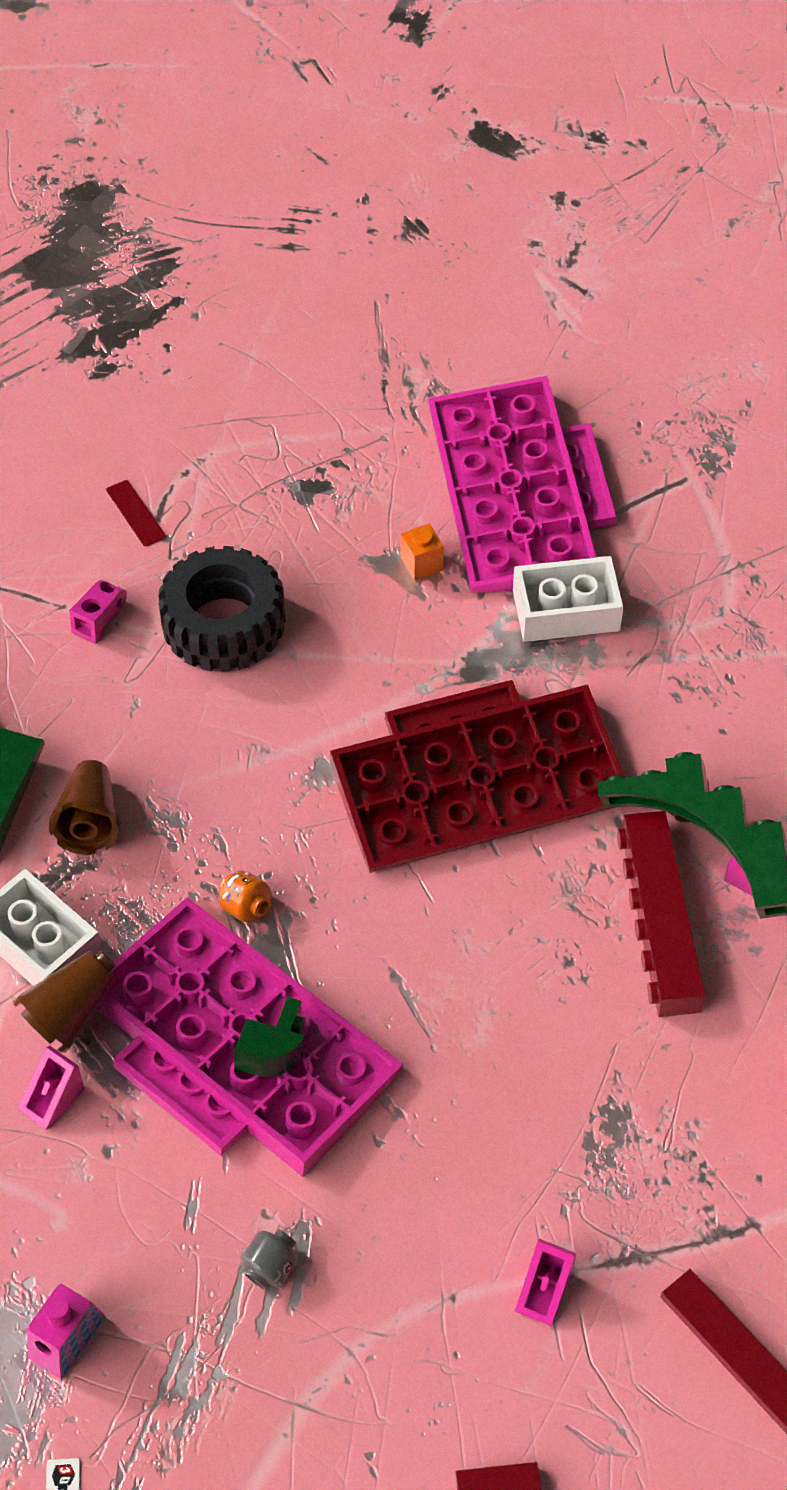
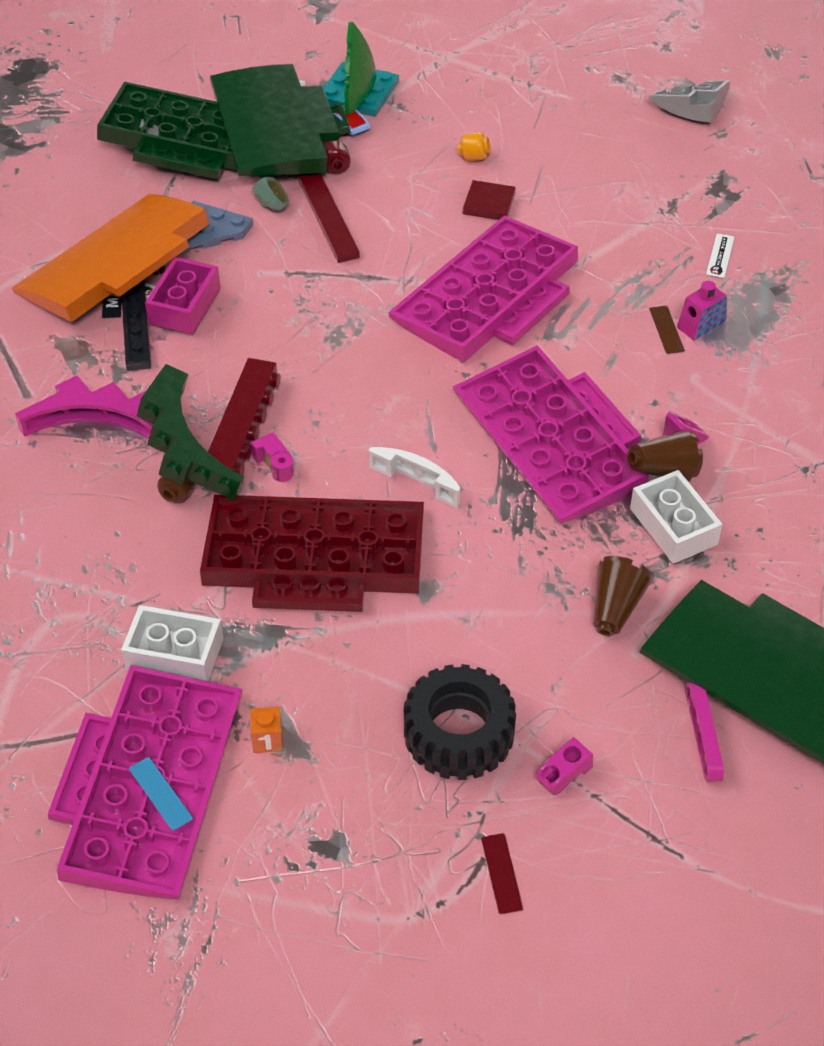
camera: 160 degrees left, 5 degrees down
(120, 1306) = (666, 329): none -> reddish brown sticker
(244, 896) = (519, 506): orange head -> none
(270, 1259) = (573, 316): dark grey head -> none
(272, 1049) = (534, 396): dark green brick -> none
(392, 913) = (416, 467): none -> white slope
(420, 1292) = (489, 289): none -> dark pink slope
(493, 465) = (160, 793): none -> dark azure sticker
(546, 1282) = (416, 269): dark pink slope -> none
(589, 875) = (275, 455): none -> dark pink leg

